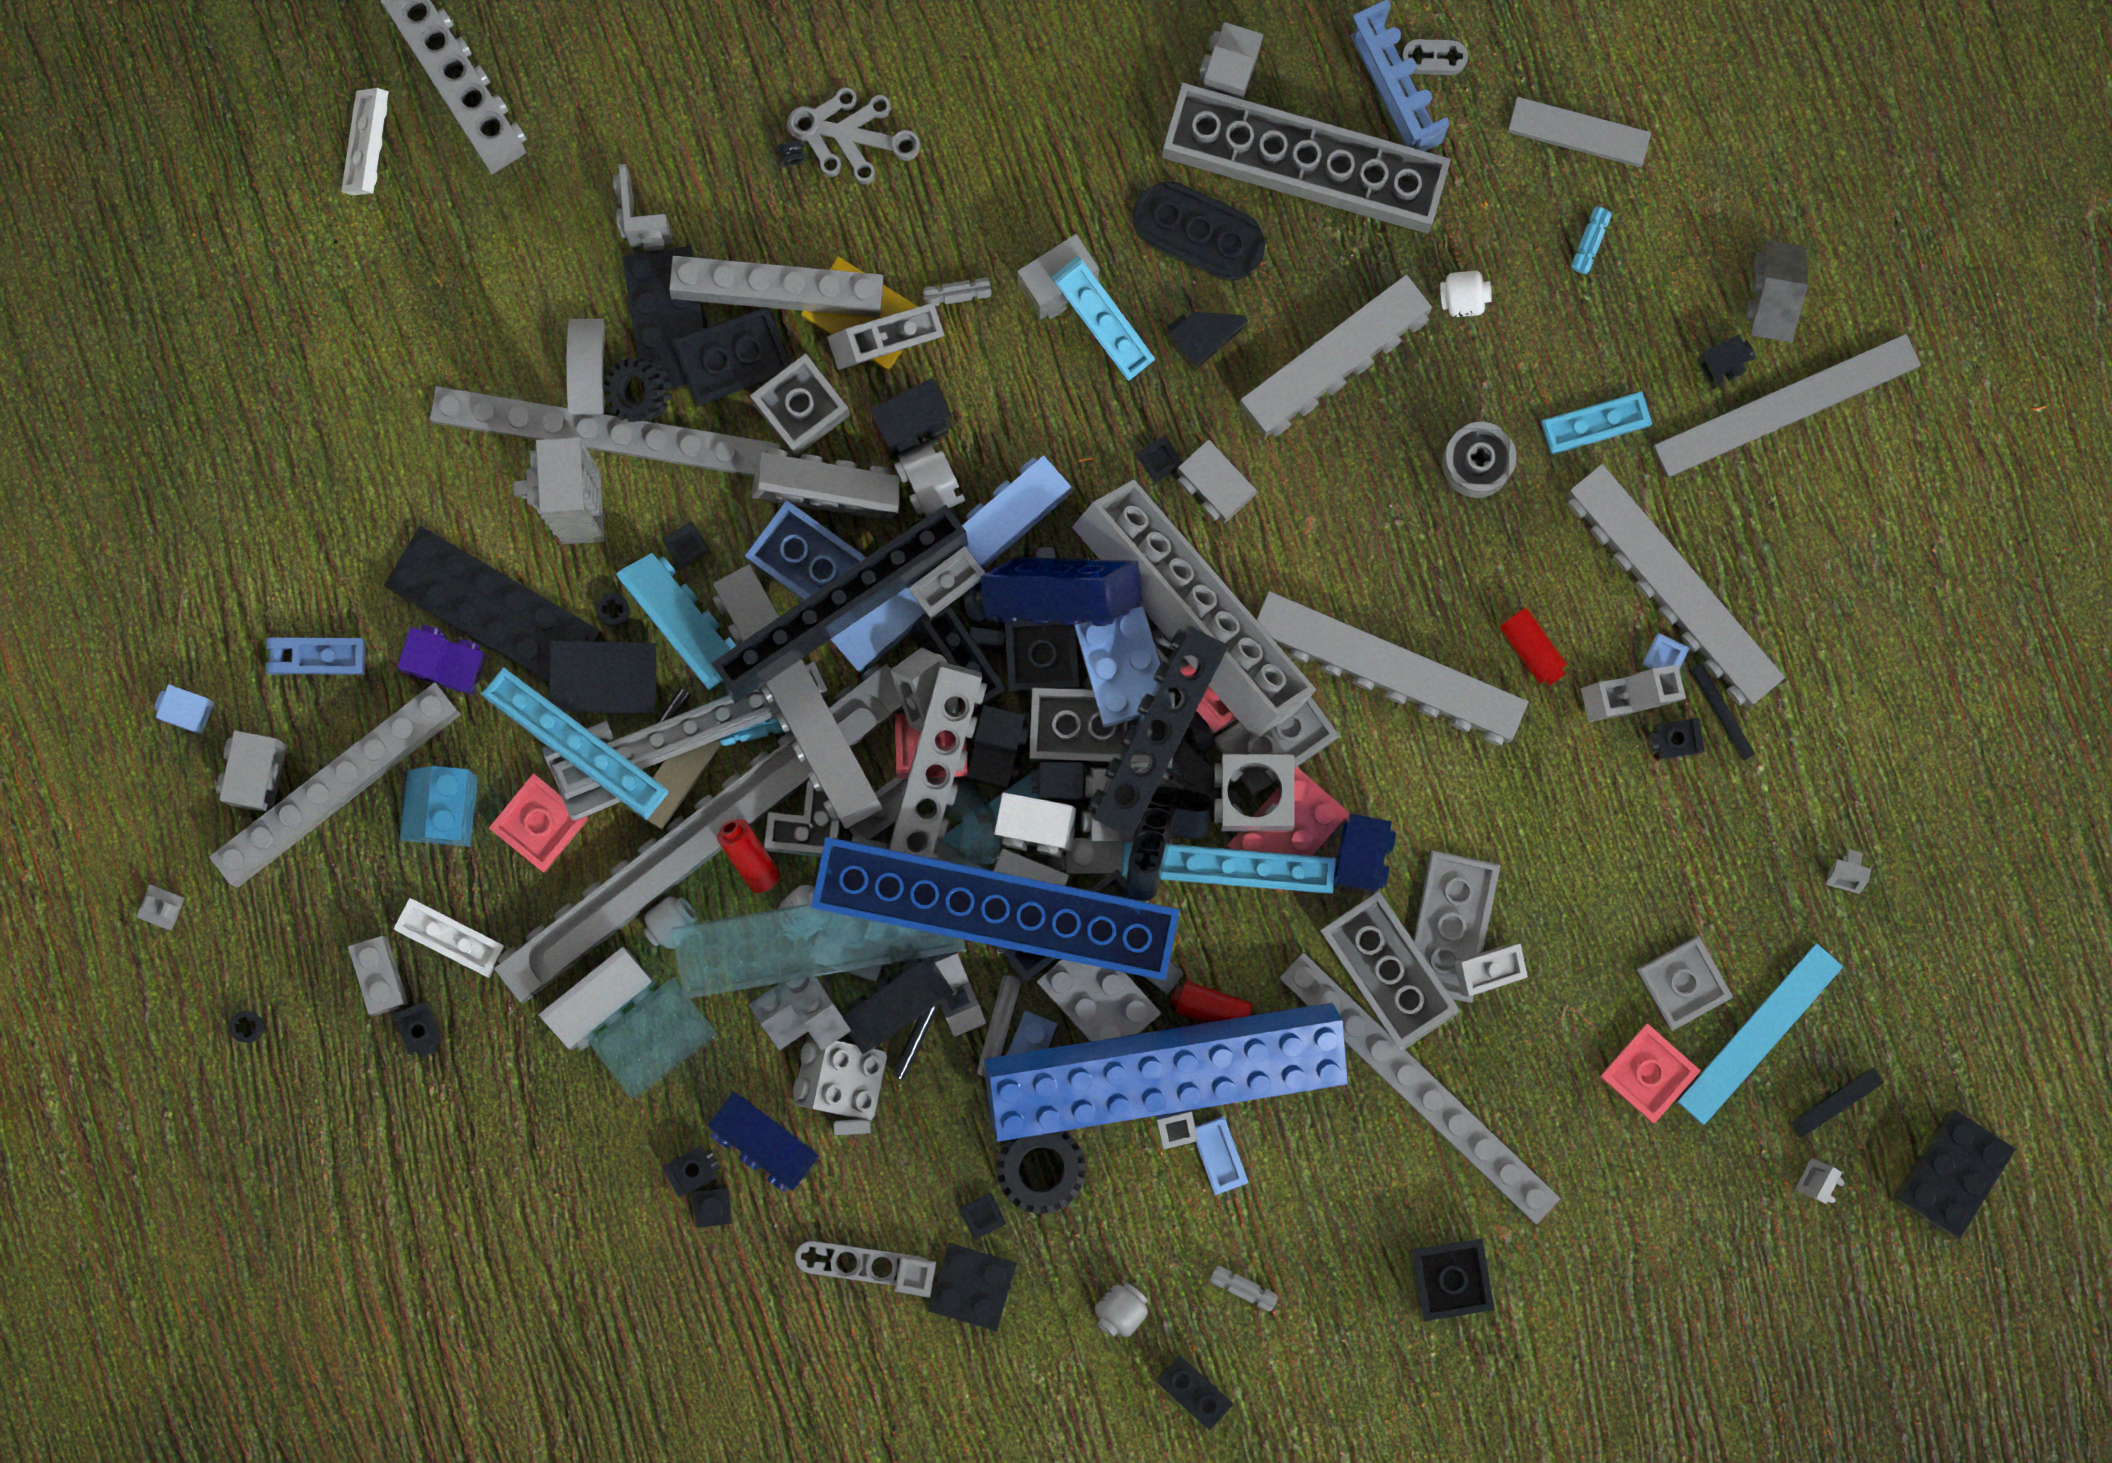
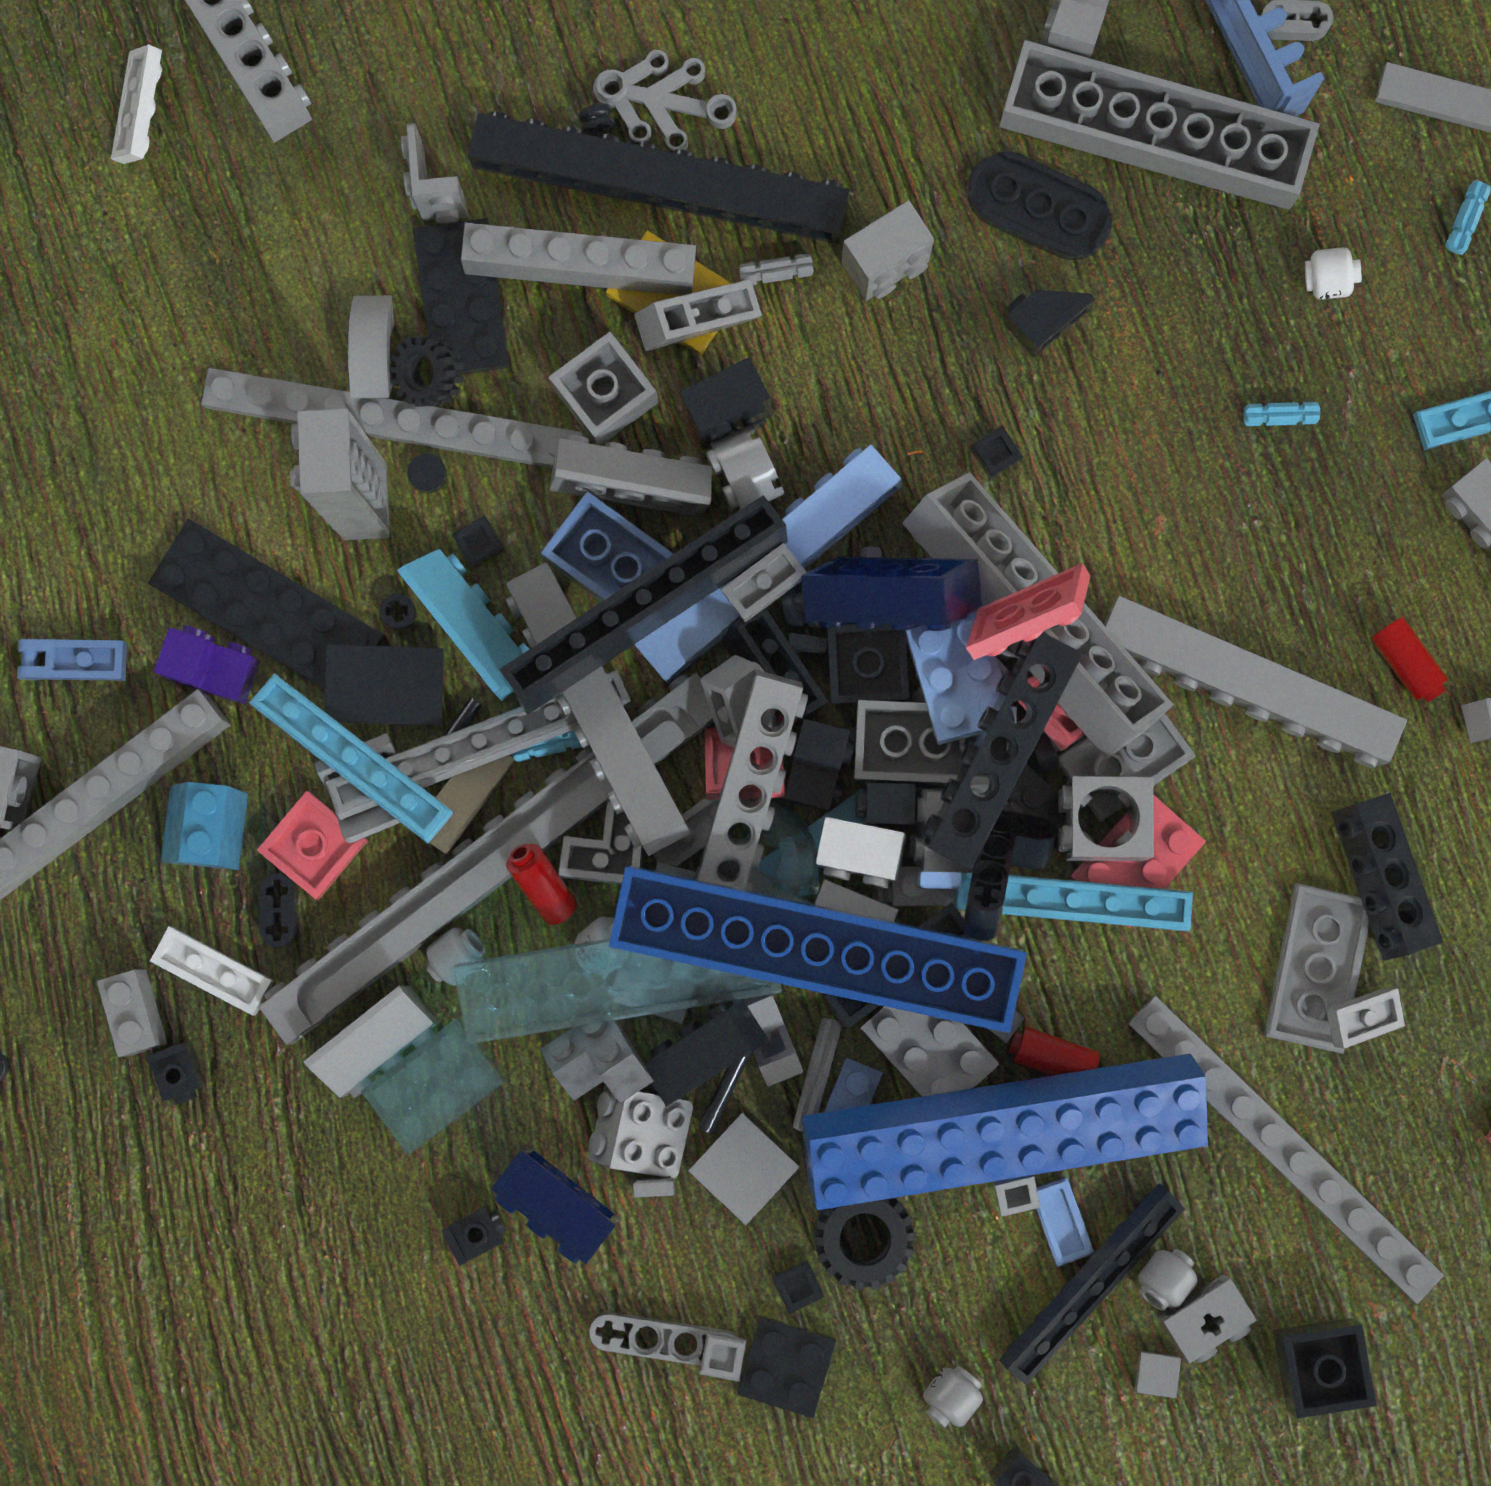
camera: 10 degrees right, 0 degrees up
(517, 882) = (268, 910): none -> black beam
(638, 482) = (427, 473): none -> black tile
(712, 1207) = (498, 1274): black plate -> none
(730, 356) = (527, 336): black tile -> none
(848, 207) = (658, 177): none -> black brick
(933, 1111) = (744, 1168): none -> light grey tile
(1103, 318) = (936, 294): medium azure tile -> none
(1104, 849) = (938, 880): none -> light blue tile
(1180, 609) = (1029, 612): none -> coral plate
(1215, 482) = (1058, 477): light grey brick -> none
(1244, 1288) = (1089, 1372): light grey axle -> none
(1246, 1209) = (1092, 1284): none -> black plate
(1305, 1289) = (1157, 1374): none -> light grey tile
(1313, 1204) = (1167, 1279): none -> light grey head
(1328, 1241) = (1186, 1323): none -> light grey brick
(1335, 357) = (1191, 340): light grey brick -> none
(1362, 854) = (1225, 888): clear blue brick -> none
(1390, 971) = (1256, 1019): light grey brick -> none
(1420, 422) = (1281, 414): none -> medium azure axle
(1464, 474) = (1364, 438): light grey brick -> none
(1515, 826) = (1387, 877): none -> black brick

